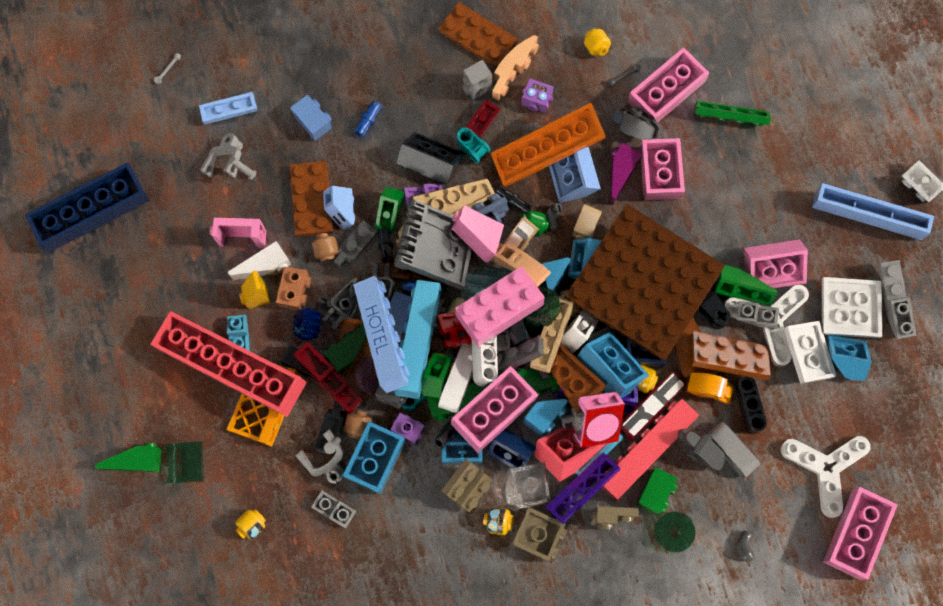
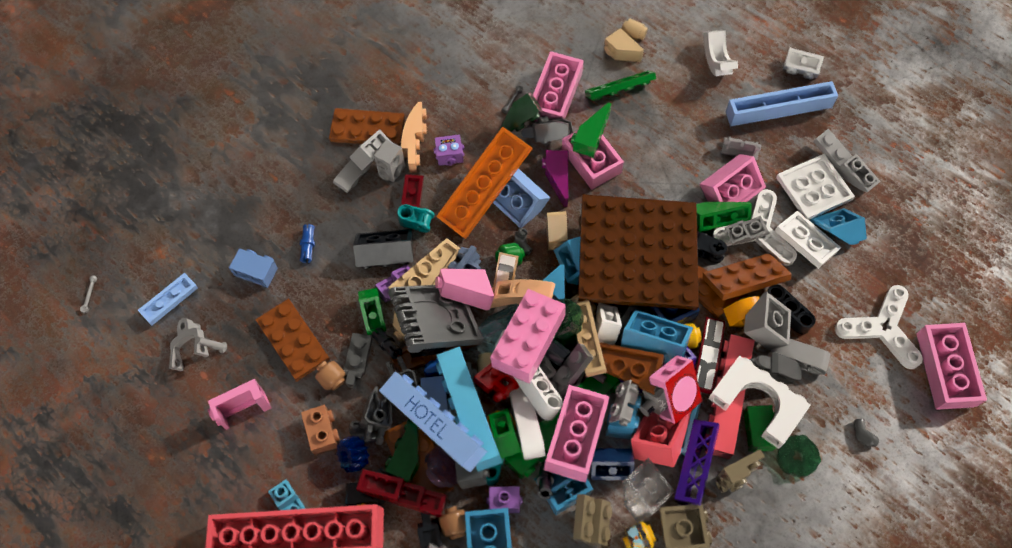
camera: 30 degrees left, 10 degrees down
(87, 207) = (68, 463): dark blue brick -> none
(254, 291) = (283, 451): yellow slope -> none
(266, 262) = (279, 420): white slope -> none
(339, 205) = (323, 330): light blue slope -> none
(439, 73) = (349, 176): none -> light grey slope
(459, 62) = (365, 153): none -> light grey brick
(514, 199) = (480, 244): black pin -> none
(539, 412) = (626, 394): none -> light grey hinge
(597, 42) = (474, 84): yellow head -> none
(619, 94) = (521, 111): none -> dark green slope
(667, 440) = (788, 405): none -> white arch
(668, 149) = (590, 132): none -> green slope
(719, 407) = (768, 322): none -> light grey slope
(758, 75) = (623, 47): none -> tan slope
(781, 63) = (635, 29): none -> tan brick
(806, 234) = (736, 146): none -> light grey hinge
(845, 129) = (717, 54): none -> white arch

